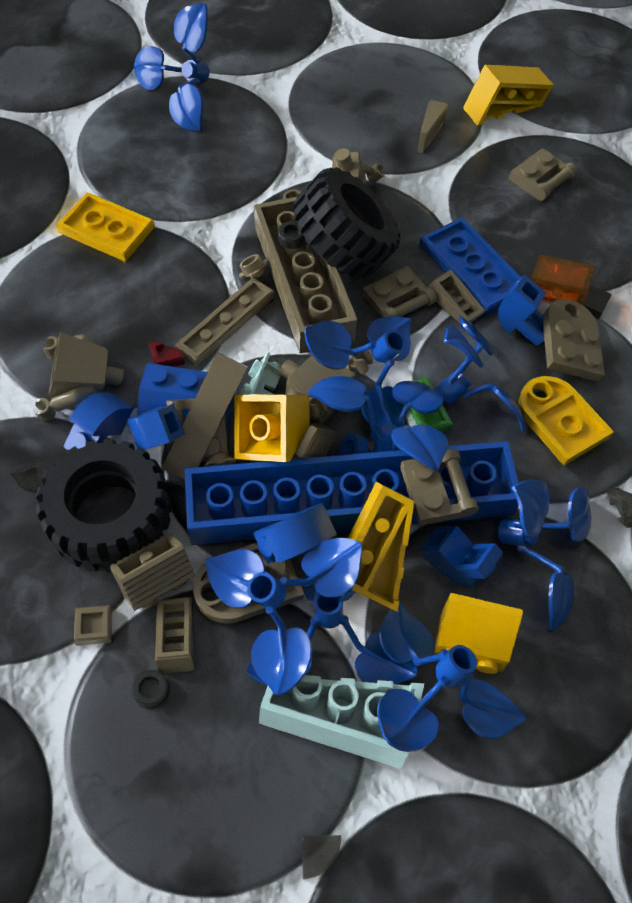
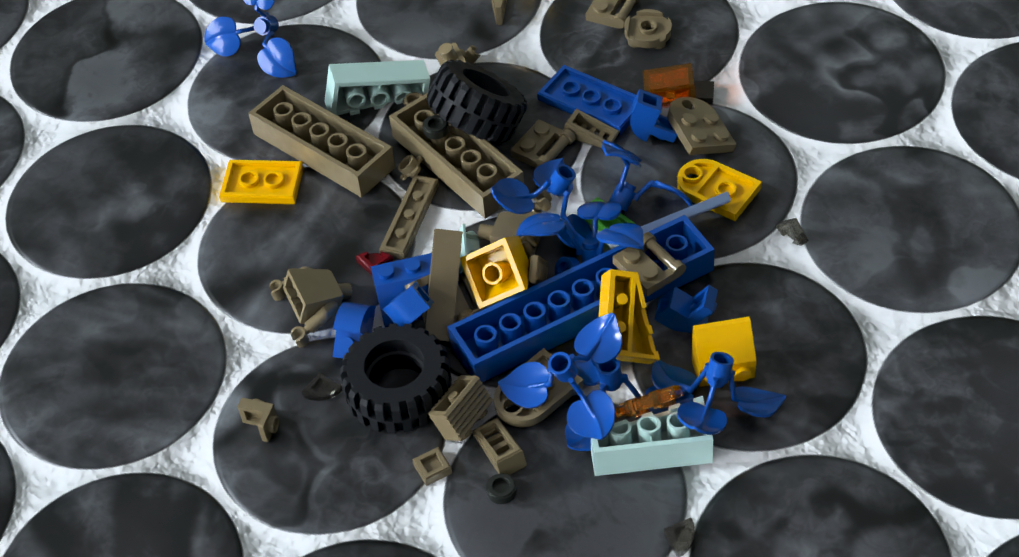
camera: 15 degrees left, 10 degrees down
(181, 207) = (322, 140): none -> dark tan brick
(259, 166) = (373, 84): none -> light aqua wedge
(295, 534) = (557, 334): blue brick -> none
(359, 662) = (657, 399): none -> clear orange plate
(514, 438) = (691, 211): none -> sand blue tile
(533, 507) = (727, 274): blue plant -> none
(554, 214) = (656, 37): none -> dark tan plate

